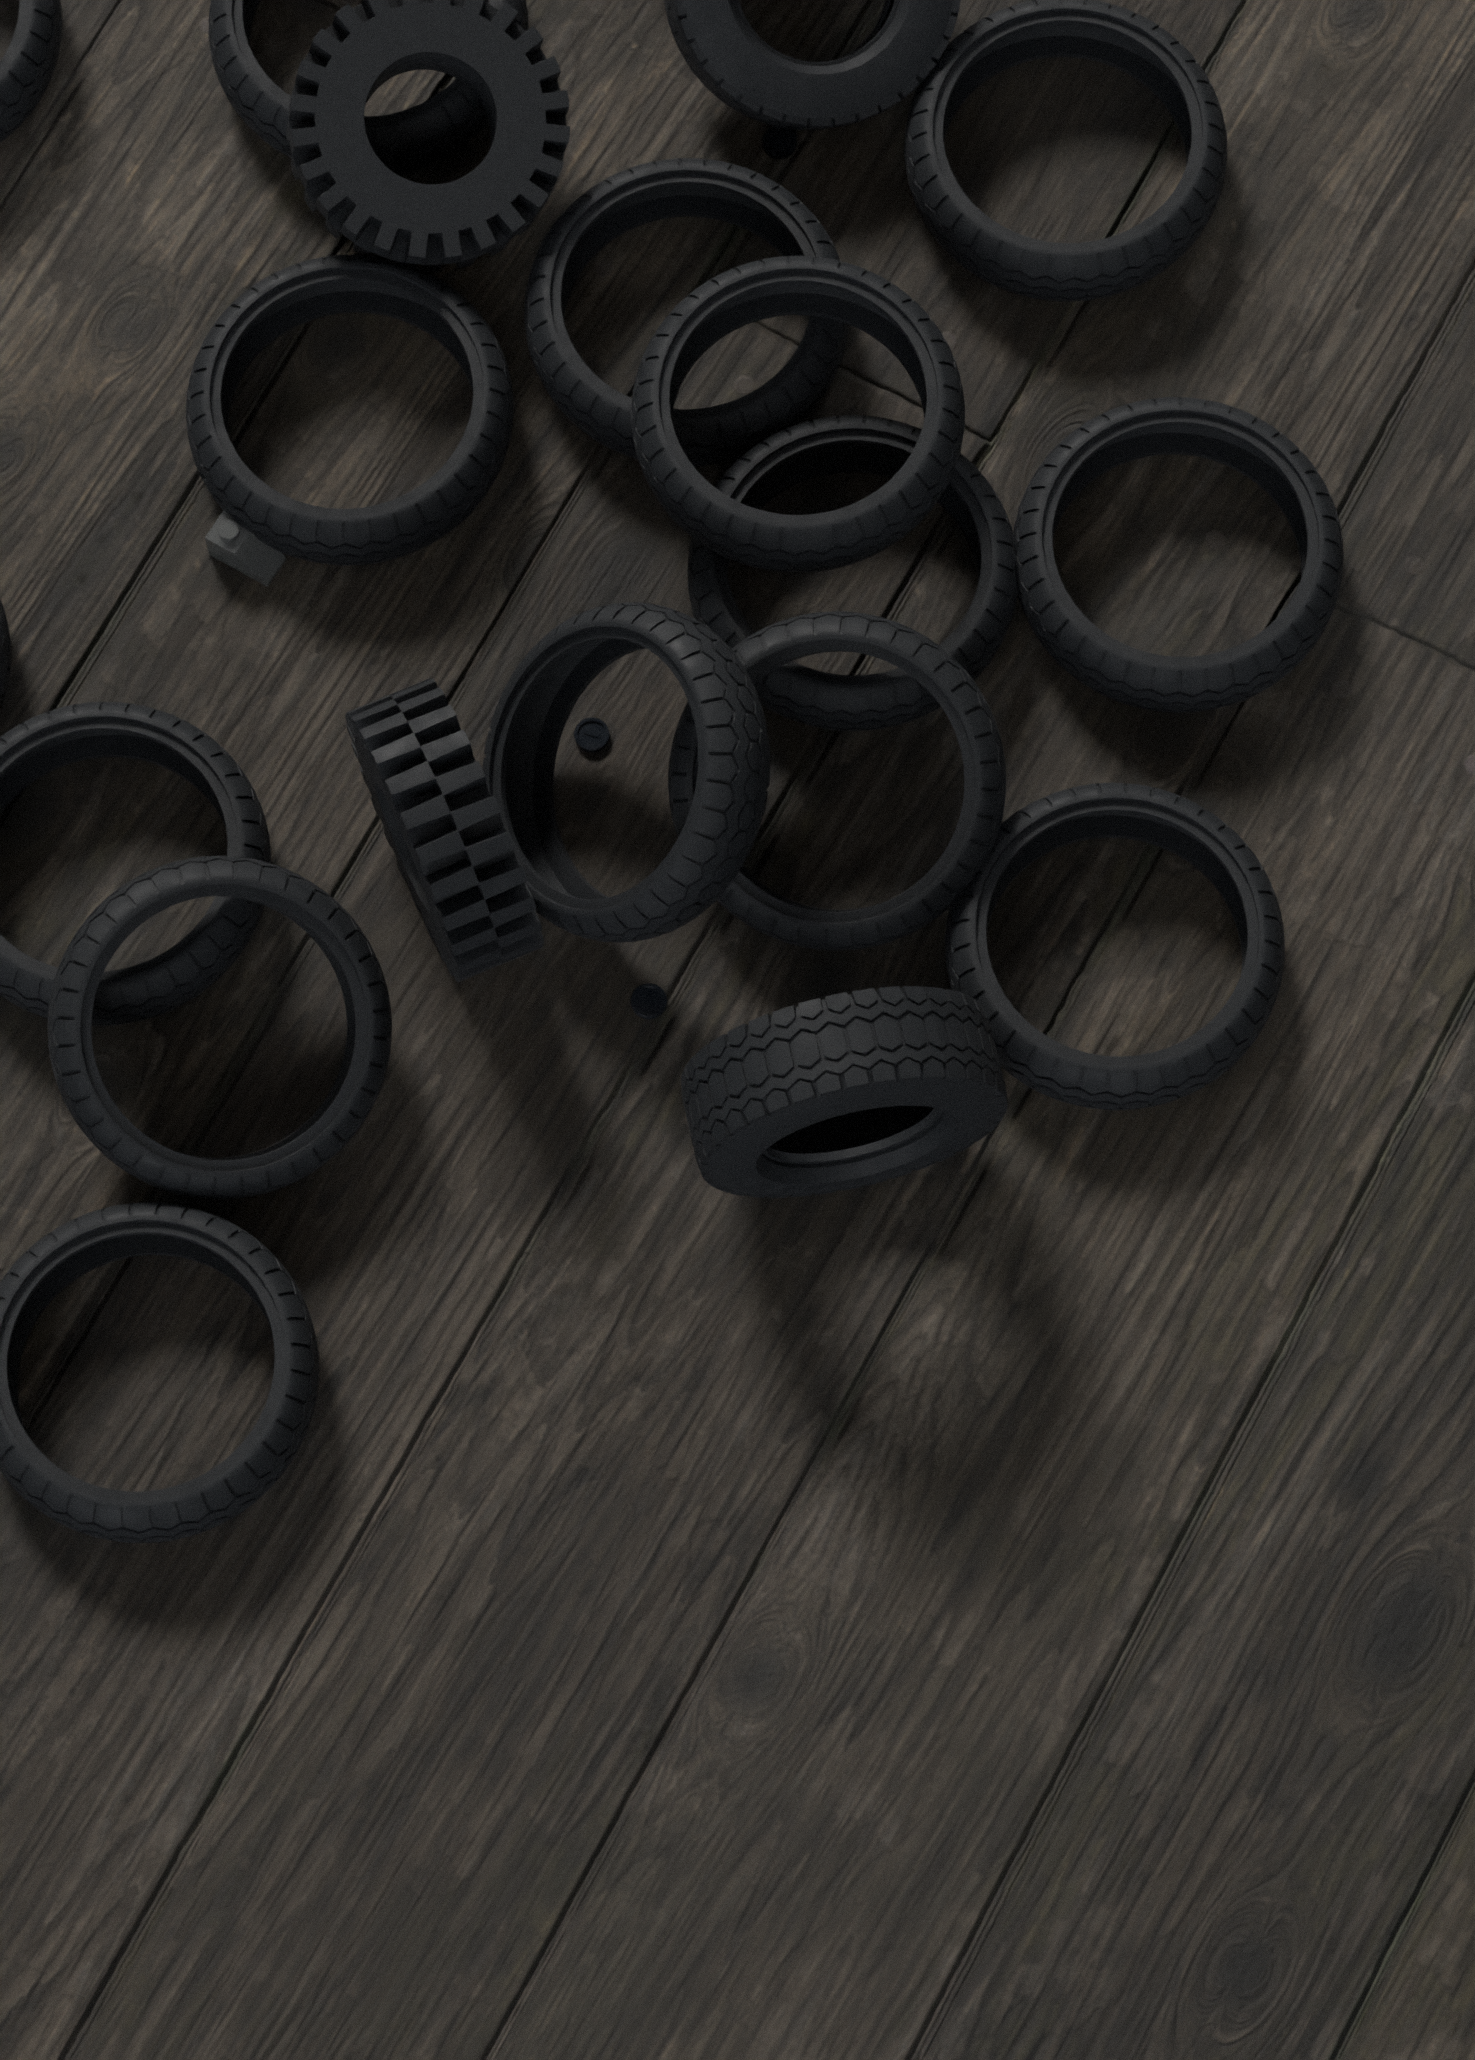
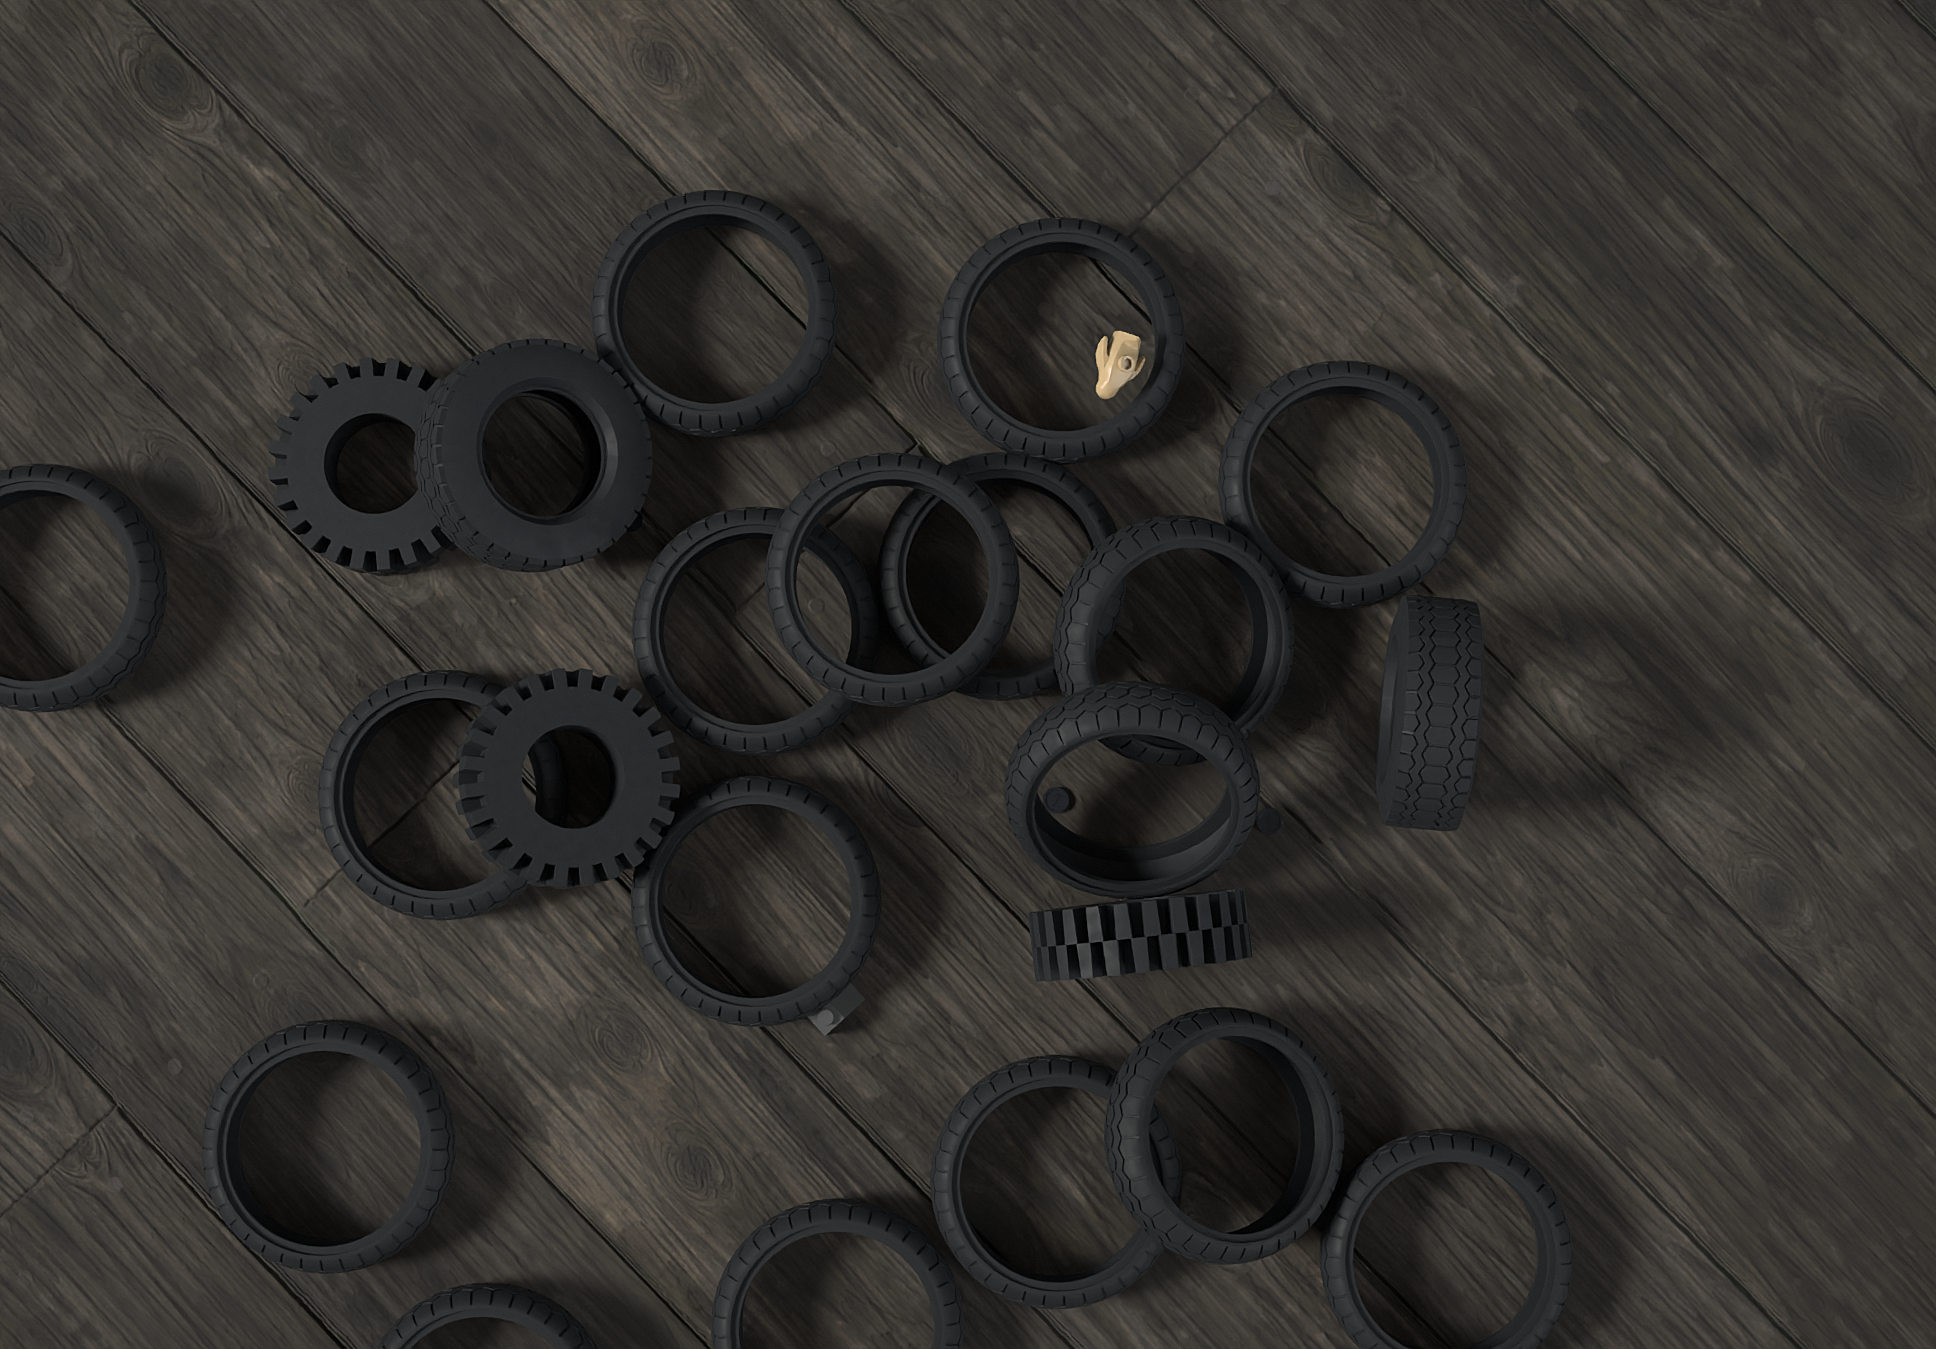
camera: 75 degrees left, 15 degrees up
(1166, 604) = (1117, 362): none -> tan animal

